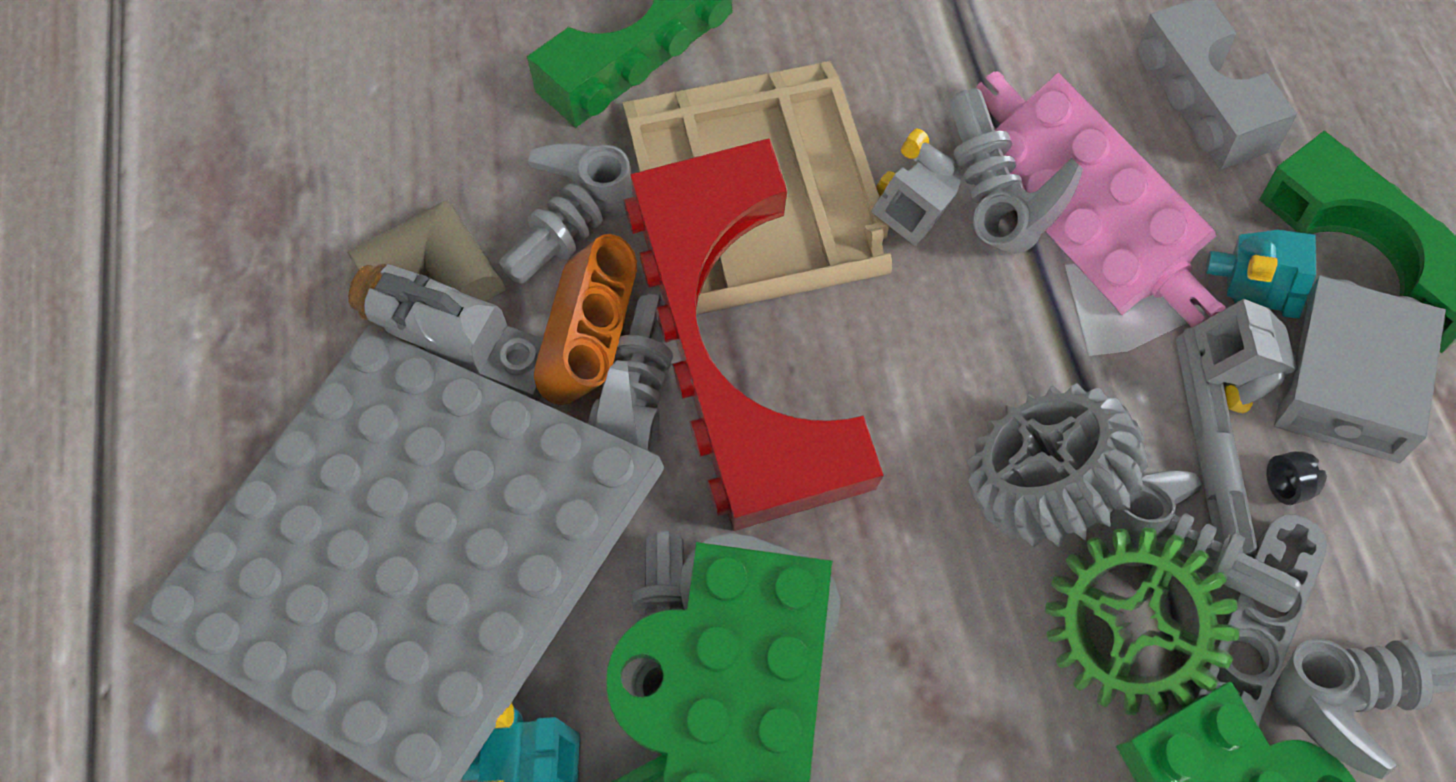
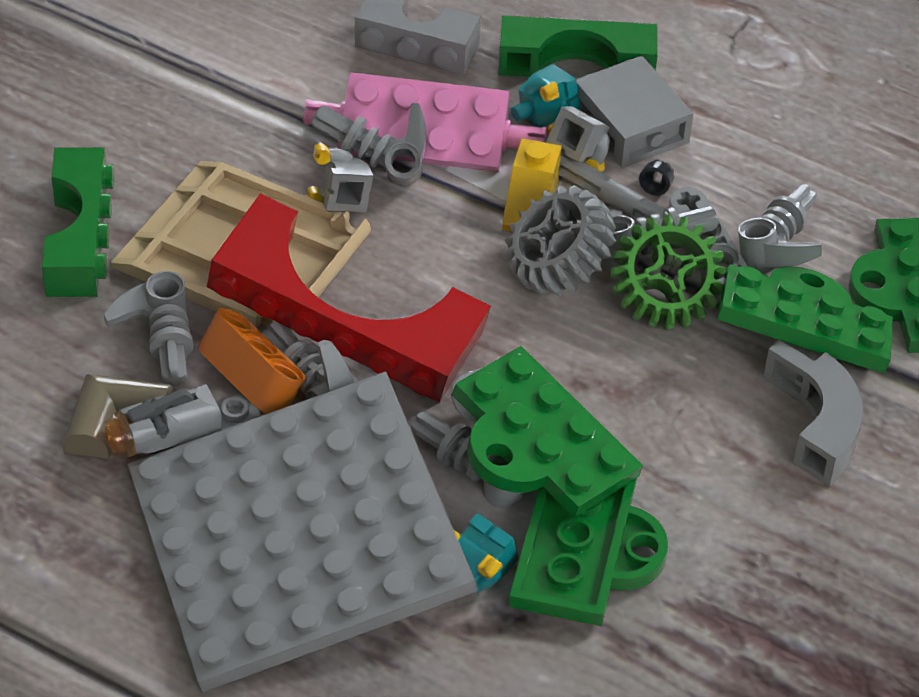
camera: 55 degrees left, 15 degrees down
(1130, 357) = (533, 171): none -> yellow slope

